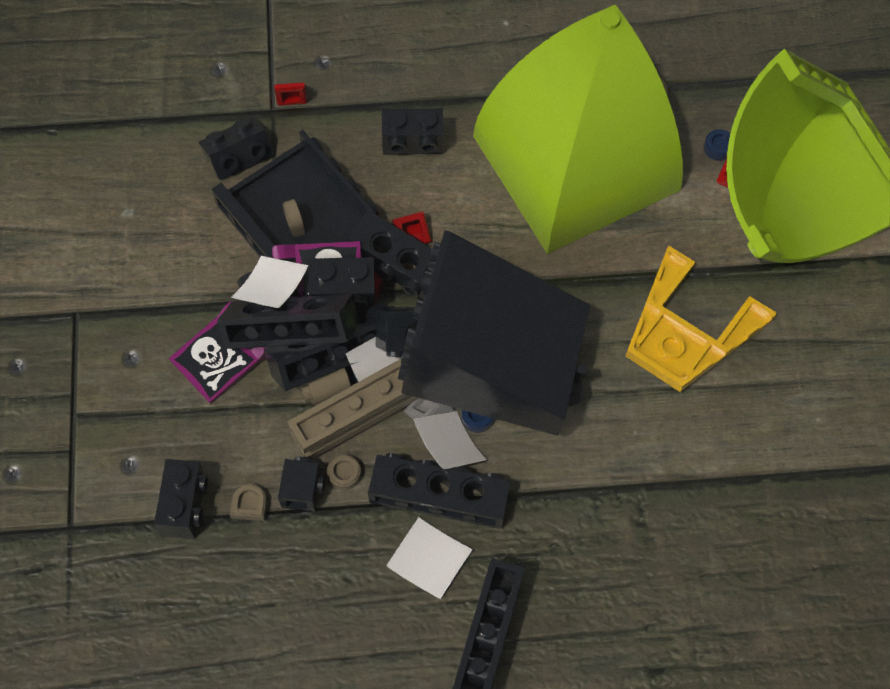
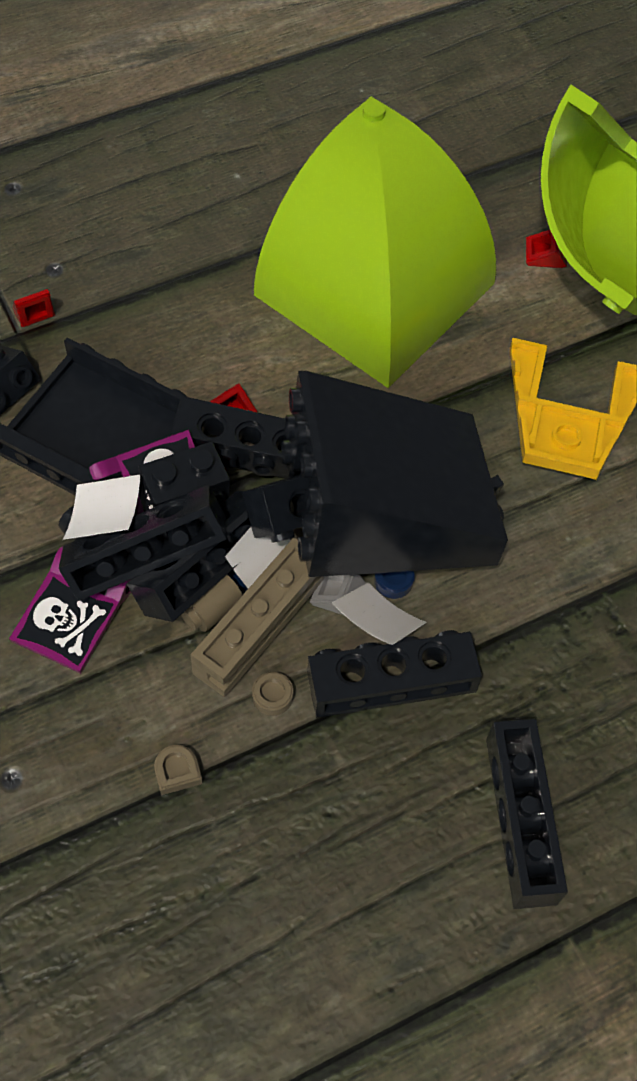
camera: 25 degrees left, 5 degrees down
(180, 499) = (93, 793): black brick -> none
(293, 218) = (95, 434): dark tan tile -> none
(300, 484) = (231, 724): black brick -> none
(412, 131) = (189, 305): black brick -> none
(429, 558) = (412, 754): white sticker -> none
(717, 144) = (512, 227): dark blue tile -> none

